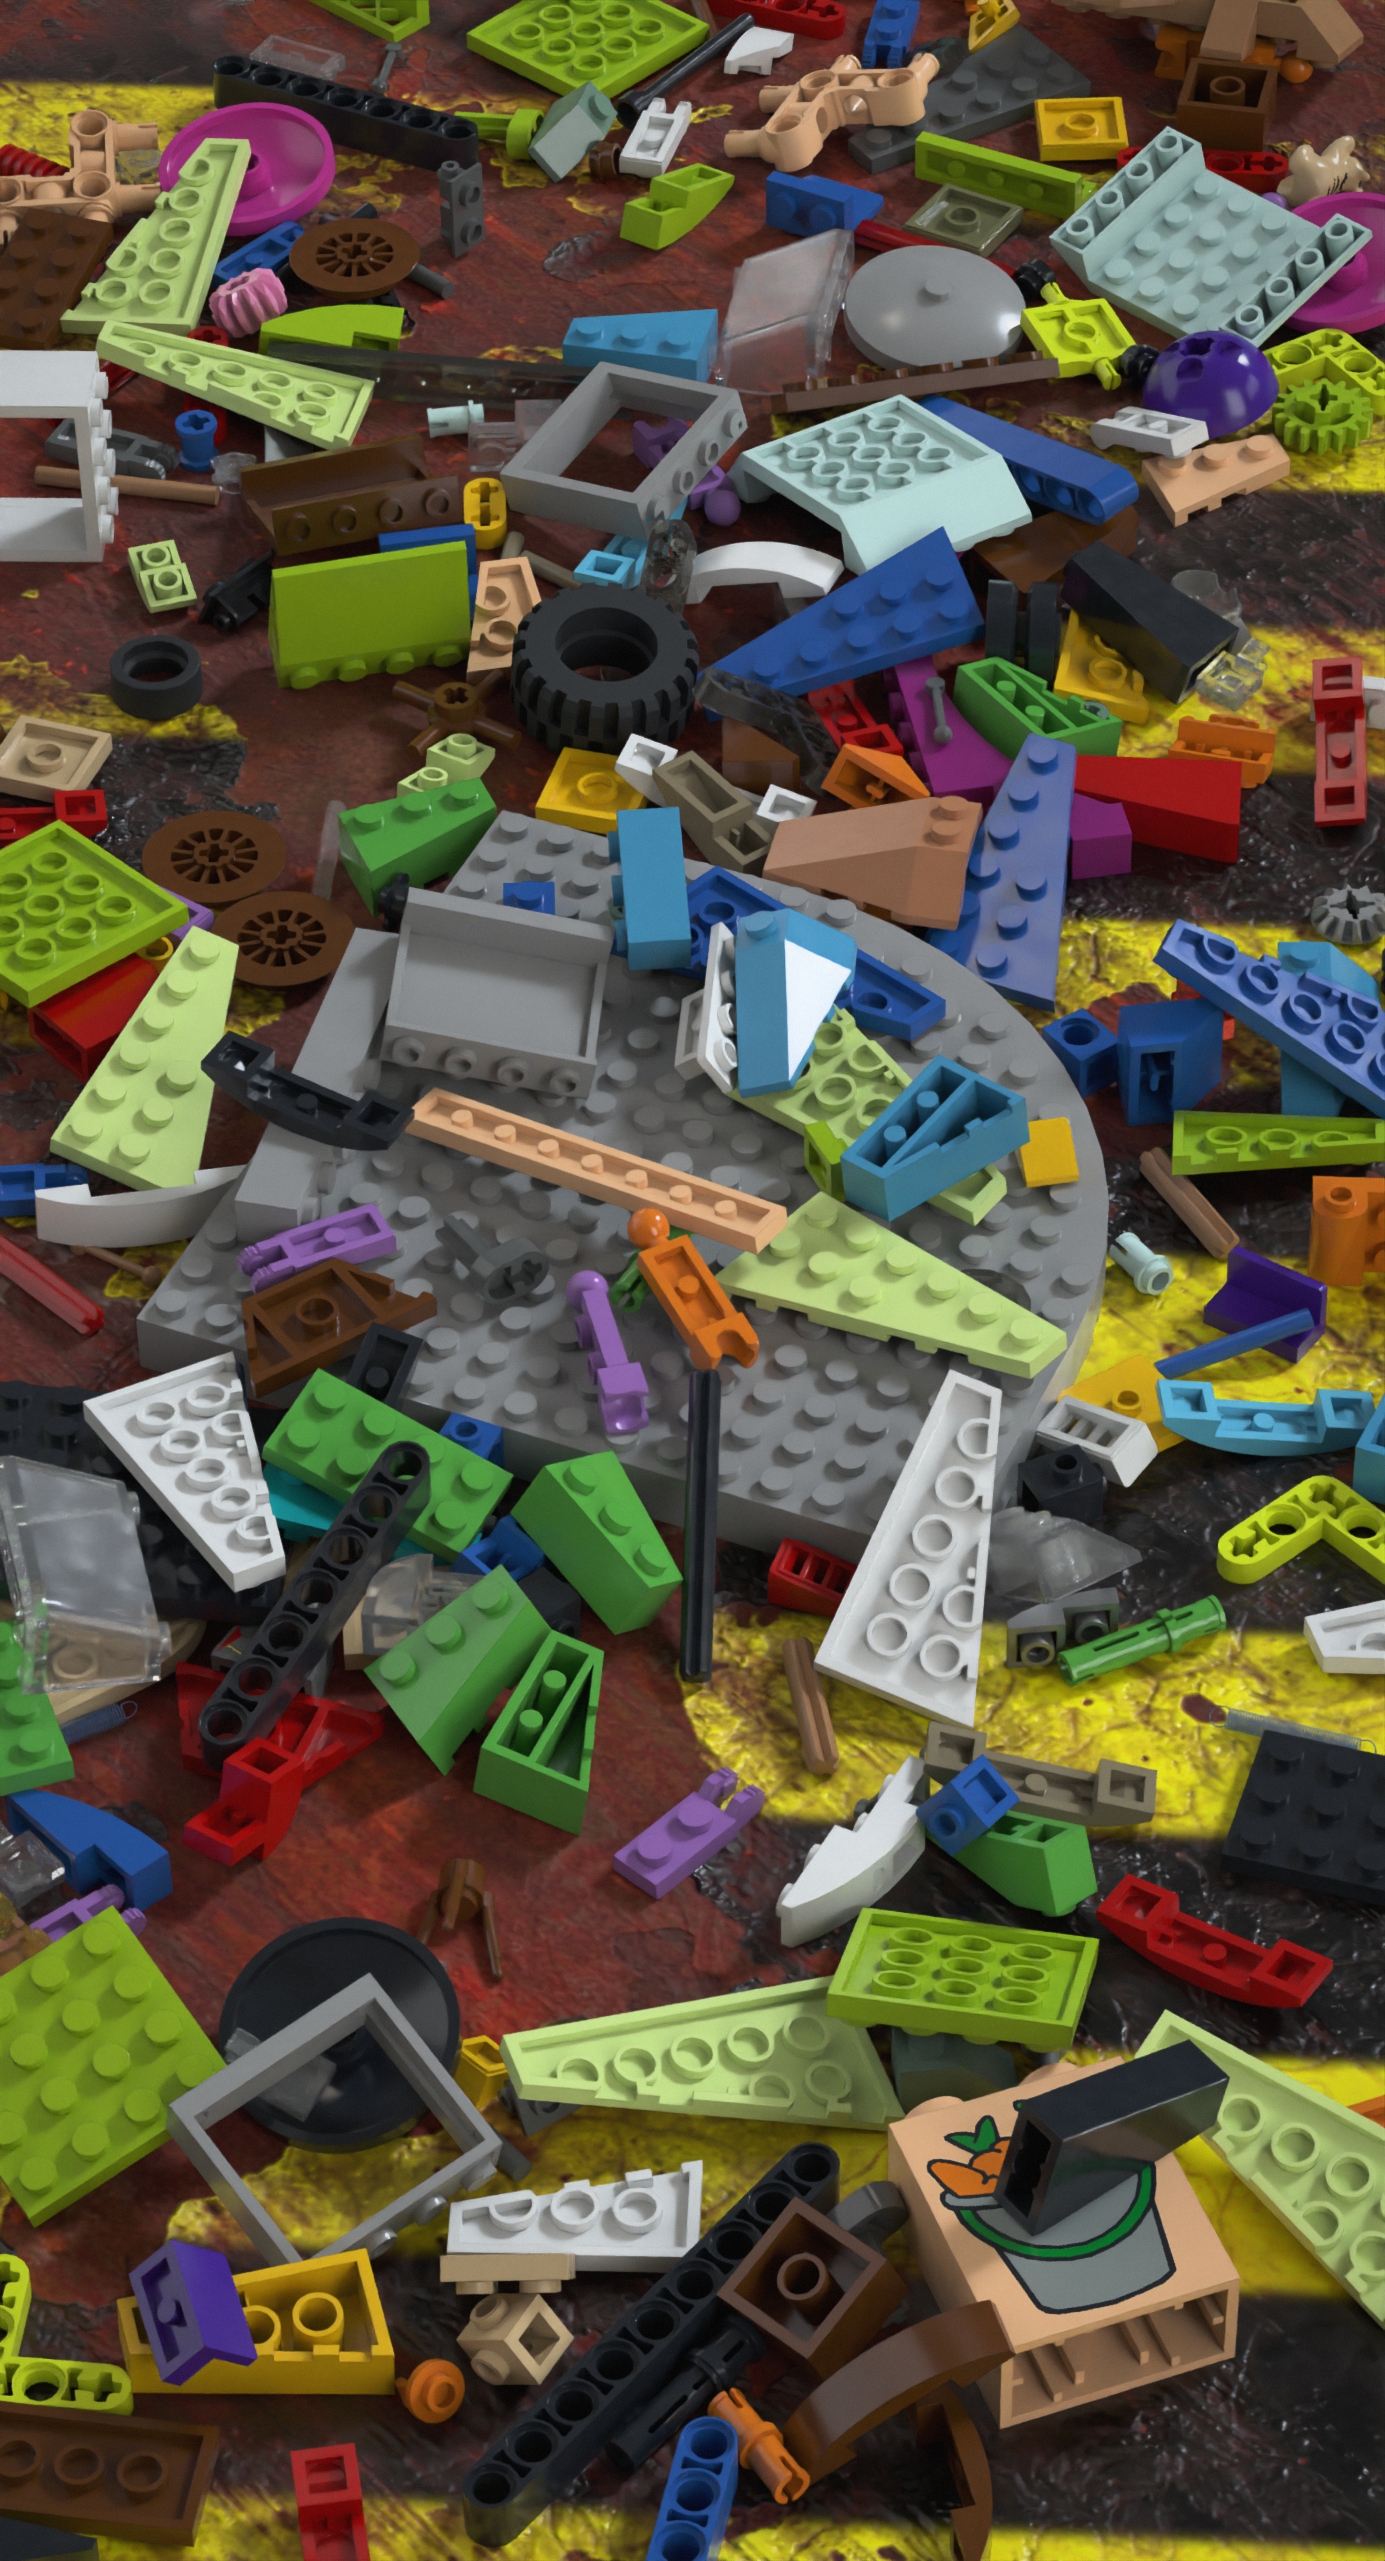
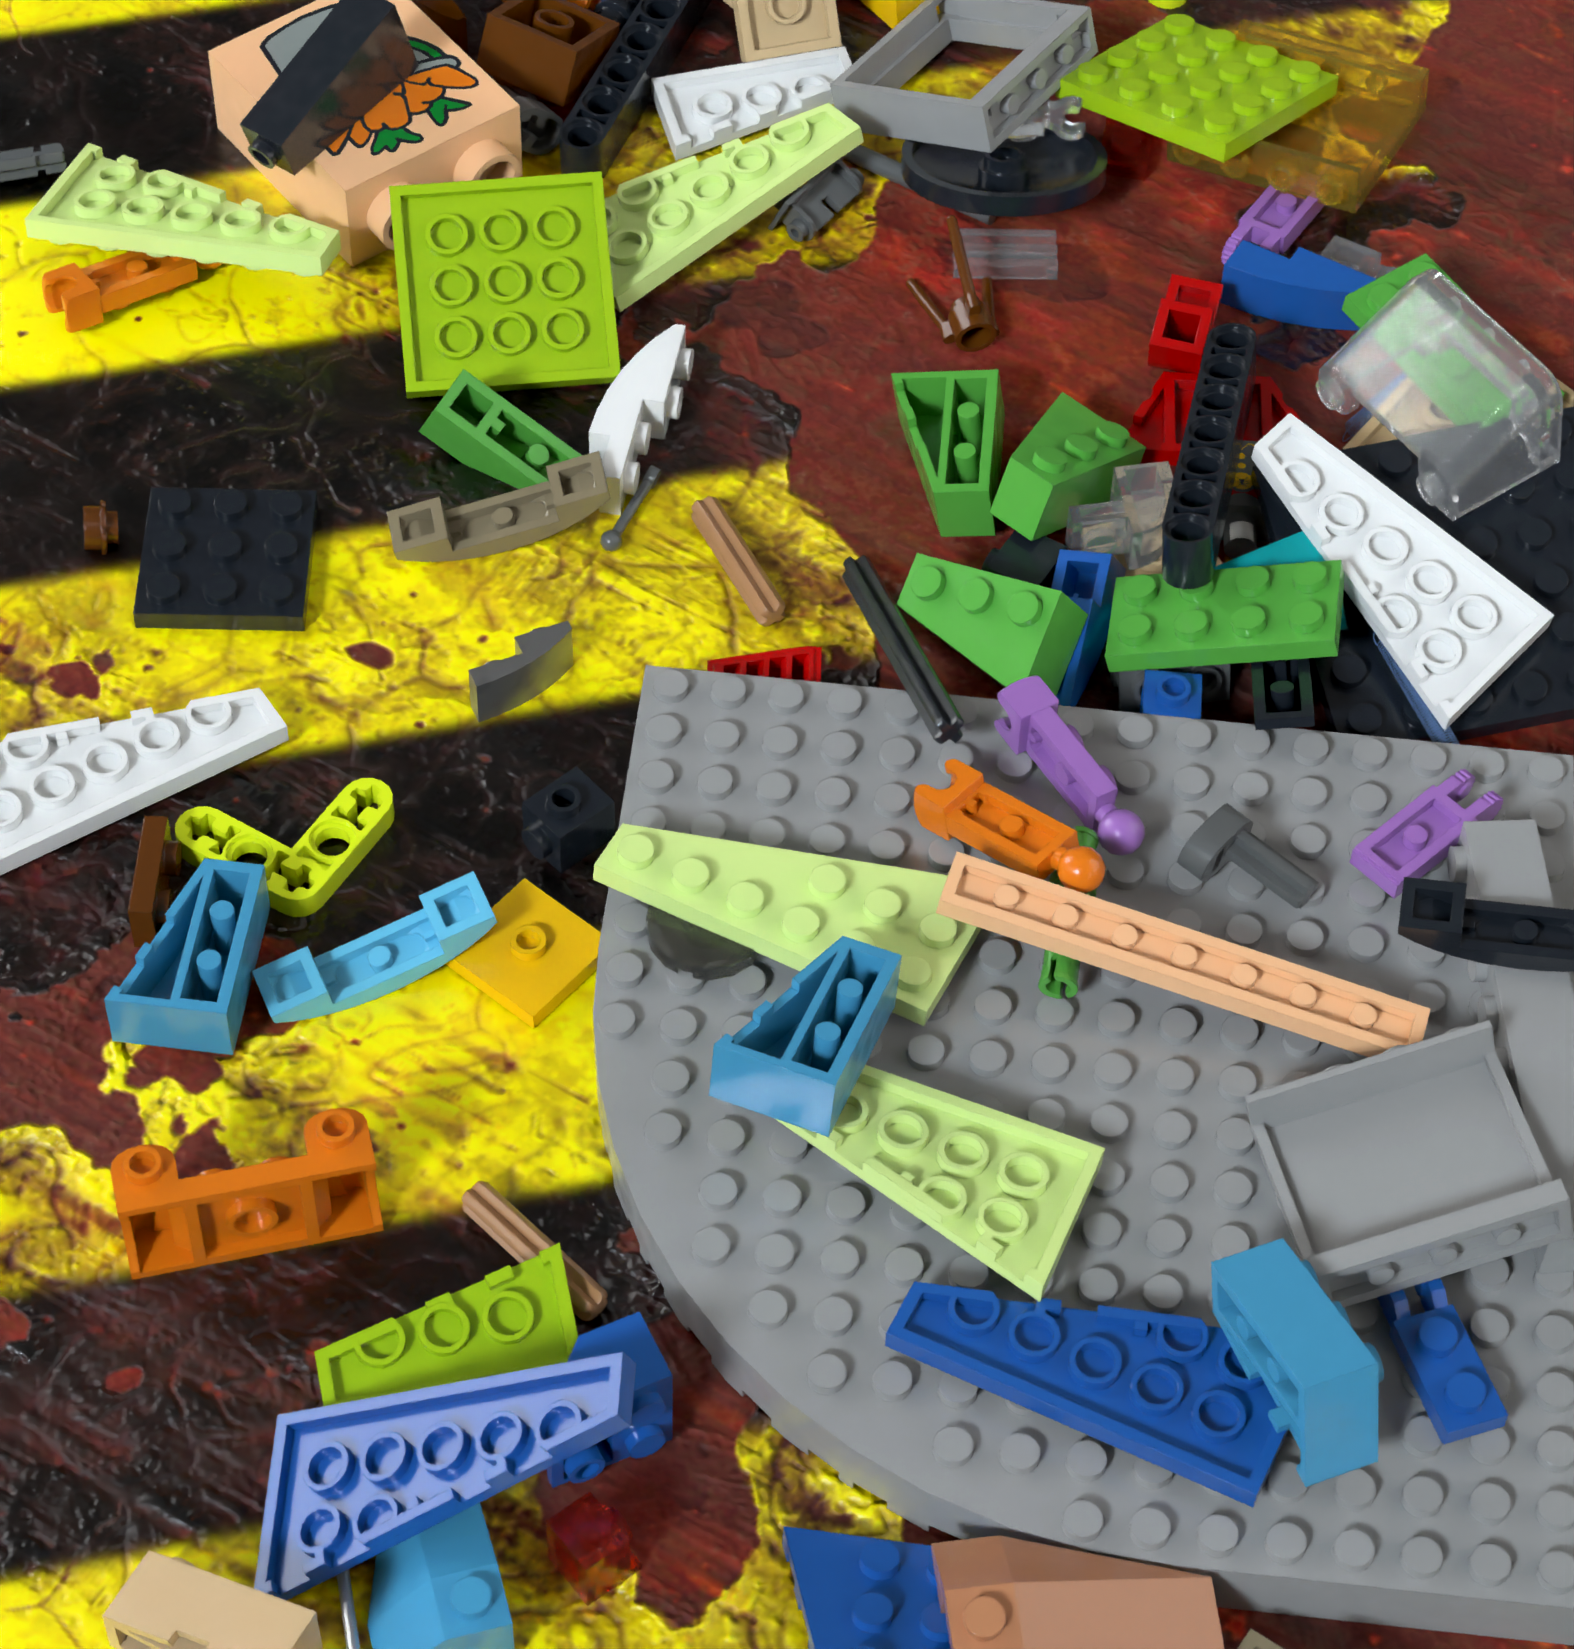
camera: 160 degrees right, 10 degrees up
(321, 1320) = (1373, 747): reddish brown wing -> none
(480, 2070) = (888, 203): yellow slope -> none
(688, 1834) = (801, 421): medium lavender hinge -> none
(710, 1018) = (1142, 1213): white bracket -> none
(784, 991) = (1070, 1238): dark azure wedge -> none
(822, 1159) = (926, 1054): lime bracket -> none
(919, 1590) = (663, 638): white wing -> none
(967, 1805) = (544, 429): blue bracket -> none
(1049, 1154) = (696, 1151): yellow slope -> none
(1050, 1556) = (545, 711): clear slope -> none
(1084, 1049) = (718, 1408): blue brick -> none
(1124, 1455) = (521, 869): white slope -> none
(1150, 1271) = (563, 1141): light aqua pin -> none
(1162, 1633) = (426, 694): bright green pin -> none
(1207, 1956) = (296, 407): red slope -> none
(1235, 1344) = (432, 1046): blue bar -> none
(1253, 1721) = (248, 633): piece -> none
(1264, 1291) = (411, 1109): dark purple panel -> none

